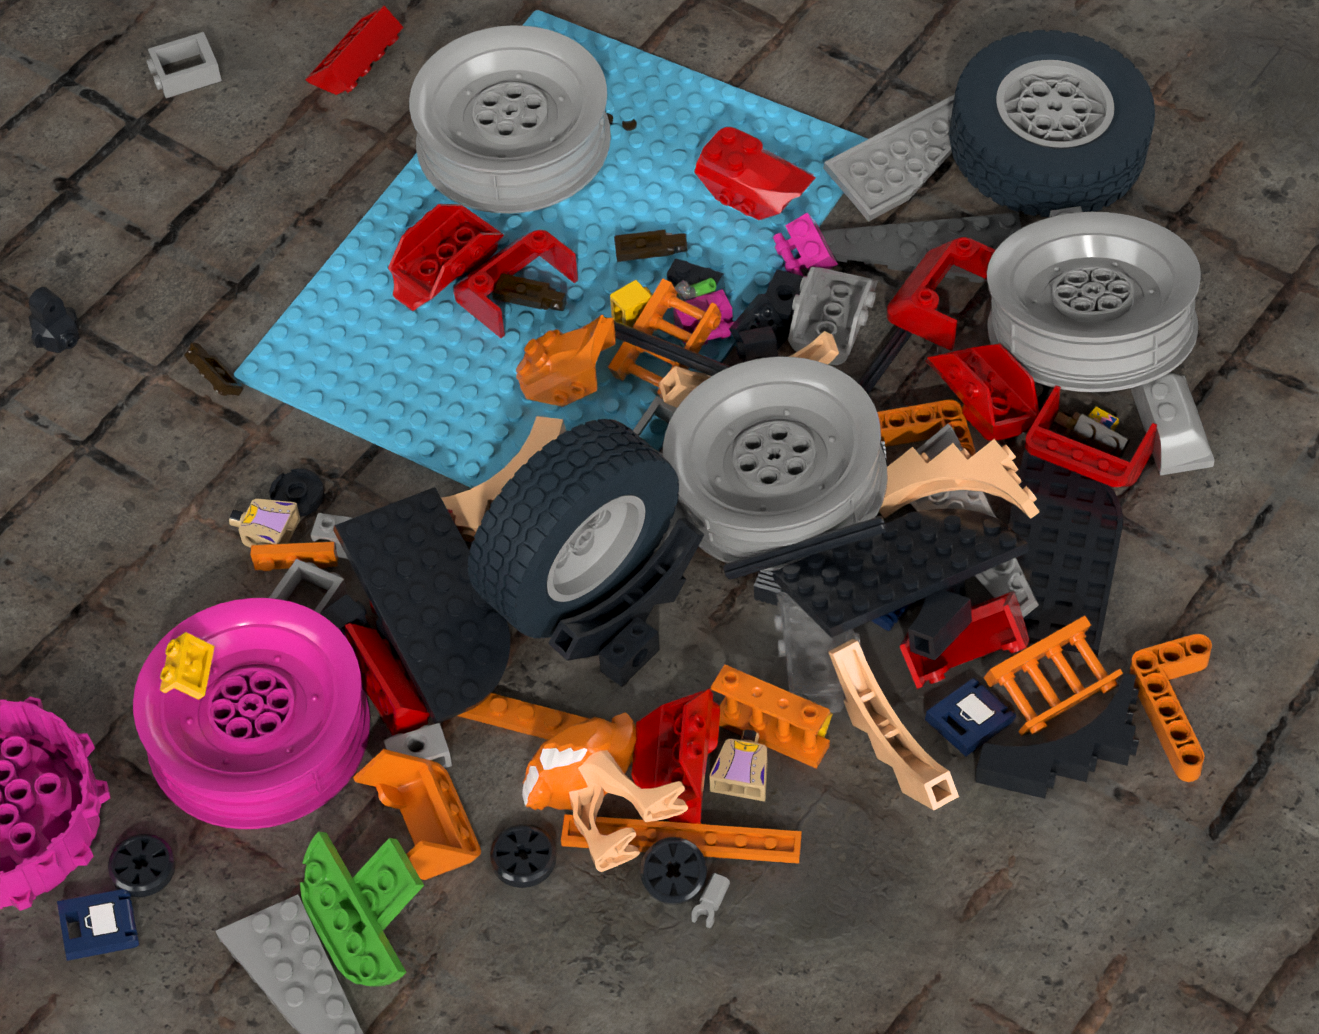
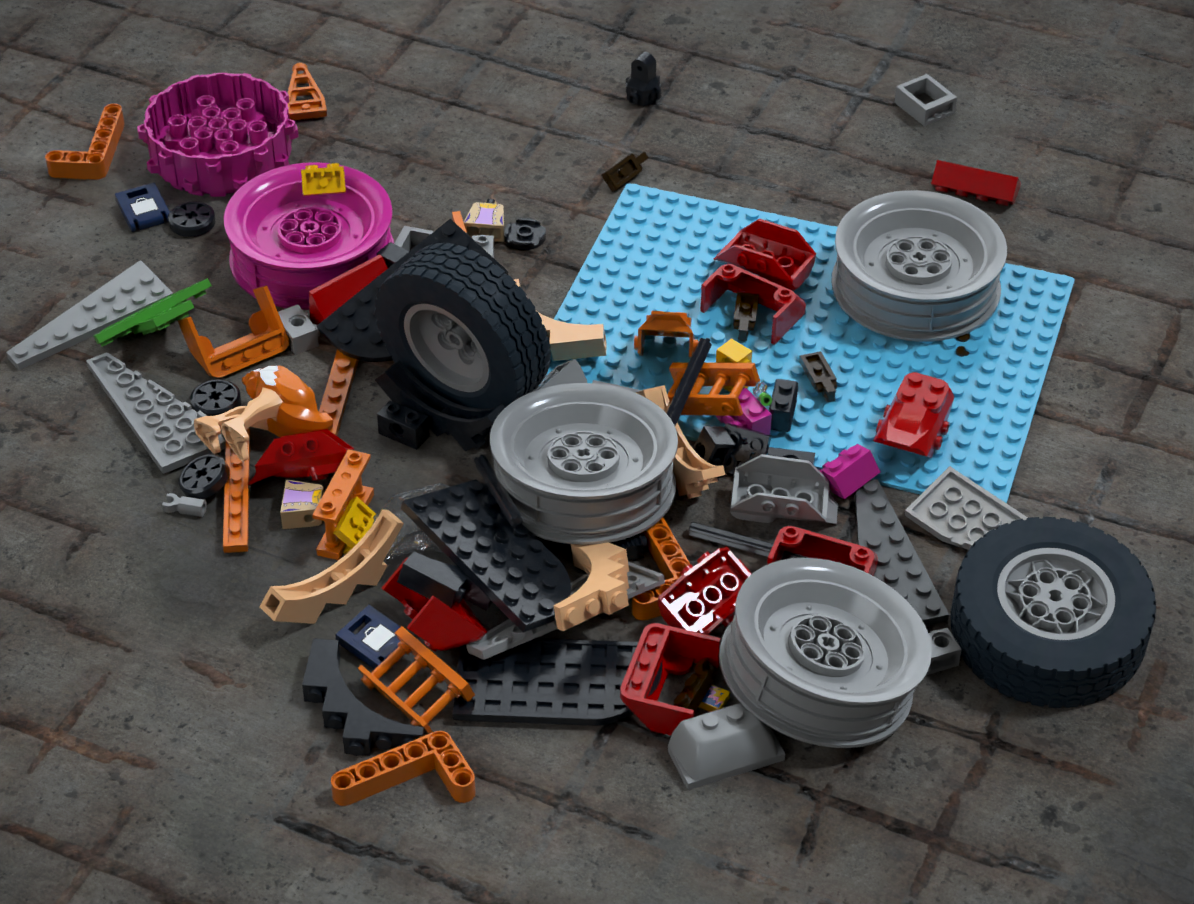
camera: 75 degrees right, 10 degrees down
(550, 918) = (152, 413): none -> light grey wing

